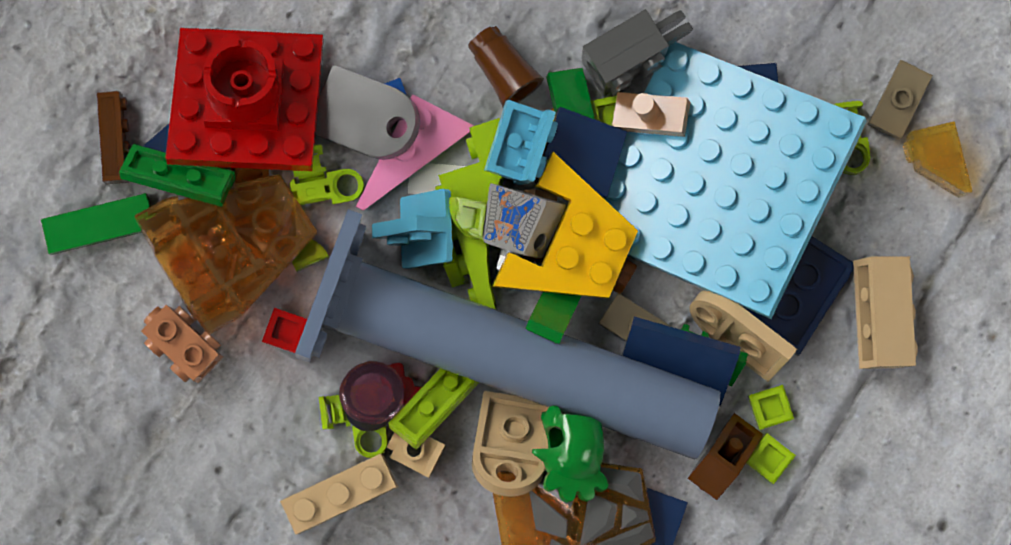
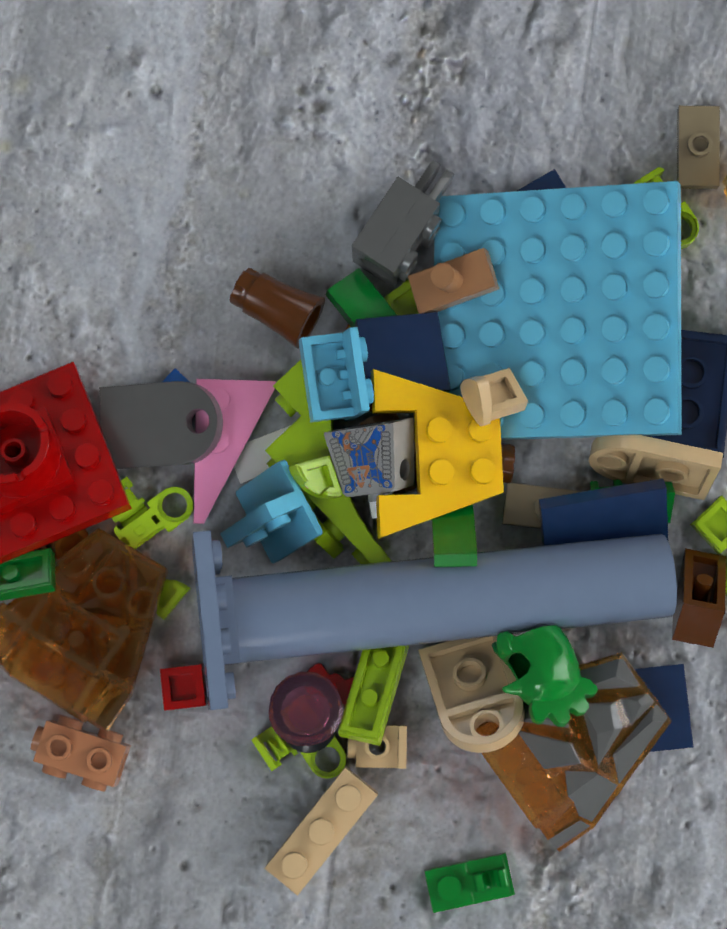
camera: 25 degrees left, 0 degrees up
(637, 218) = (493, 396): none -> tan tile

